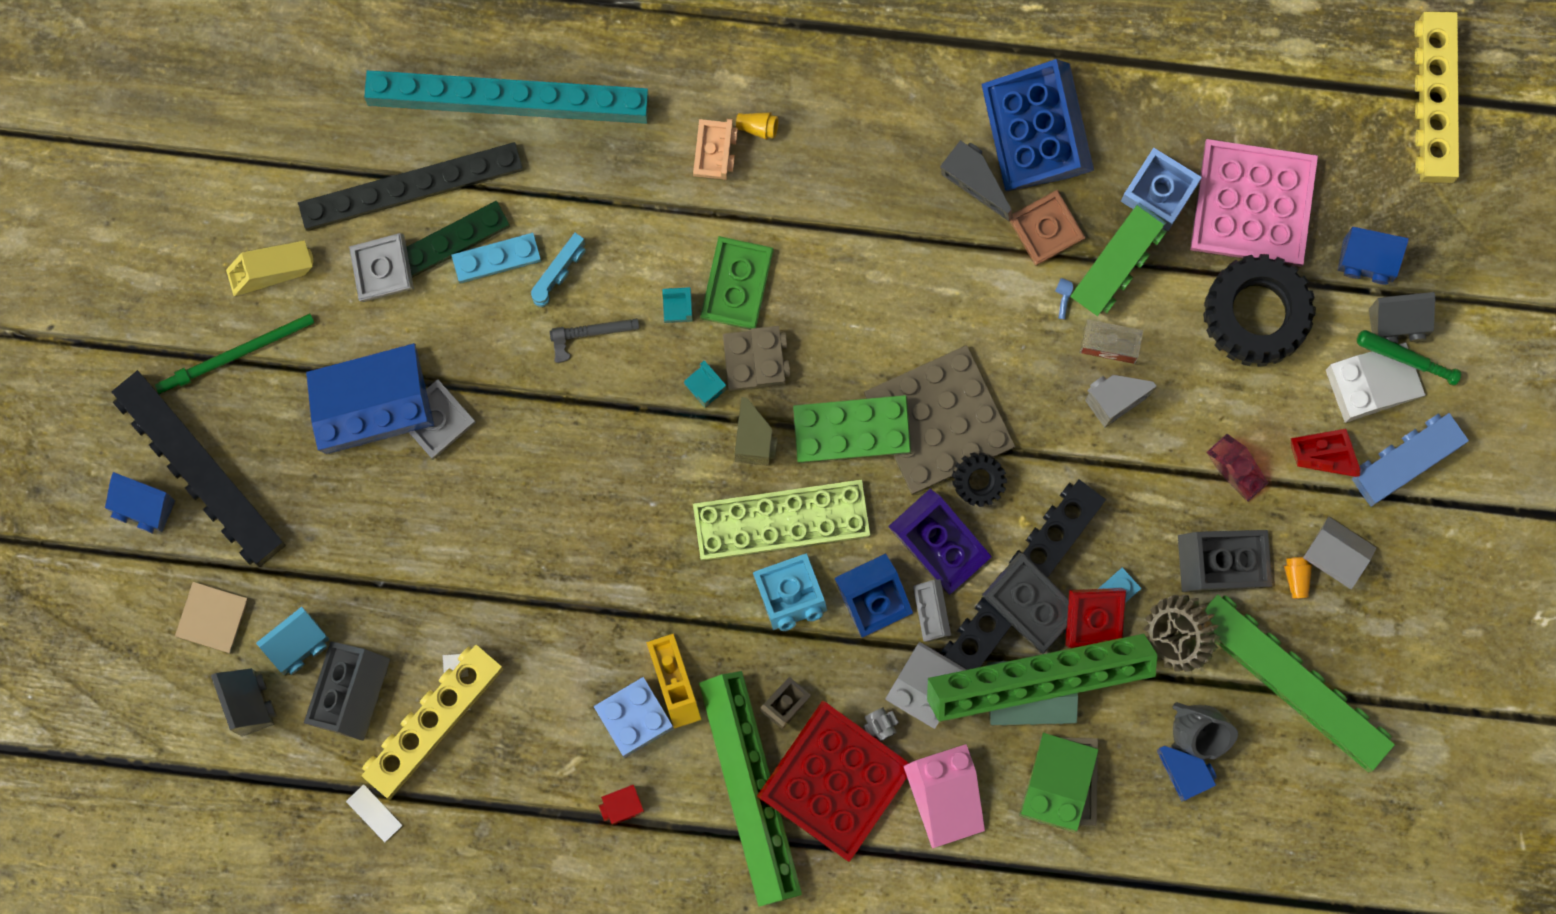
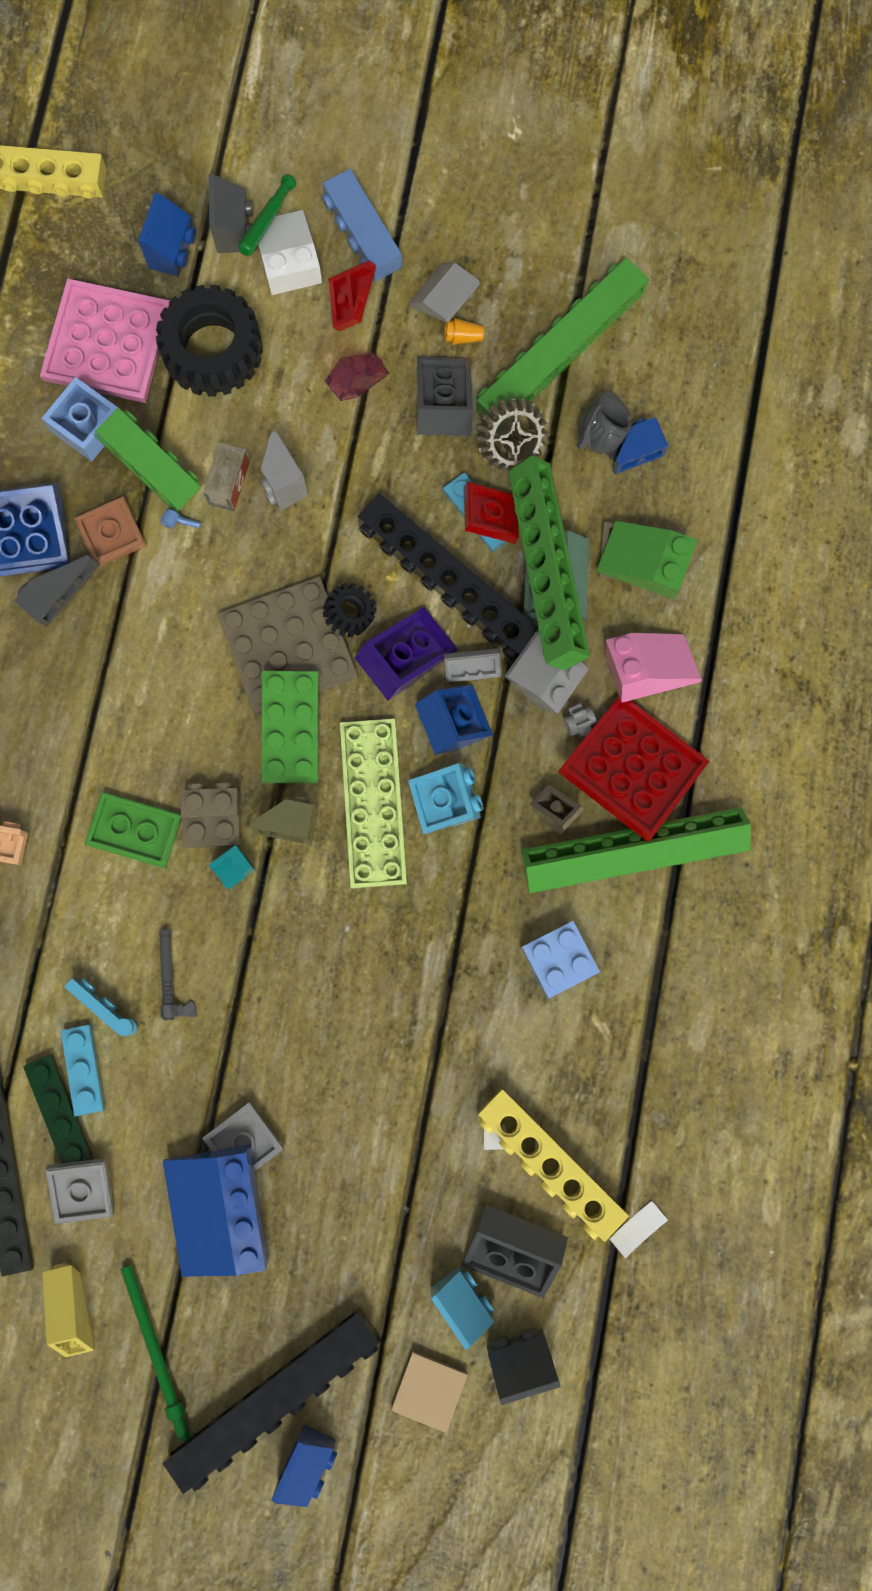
camera: 85 degrees left, 0 degrees up
(621, 805) = (645, 978): red brick -> none
(673, 681) = (524, 918): yellow slope -> none
(677, 305) = (149, 889): teal panel -> none
(1029, 602) = (473, 569): dark grey tile -> none

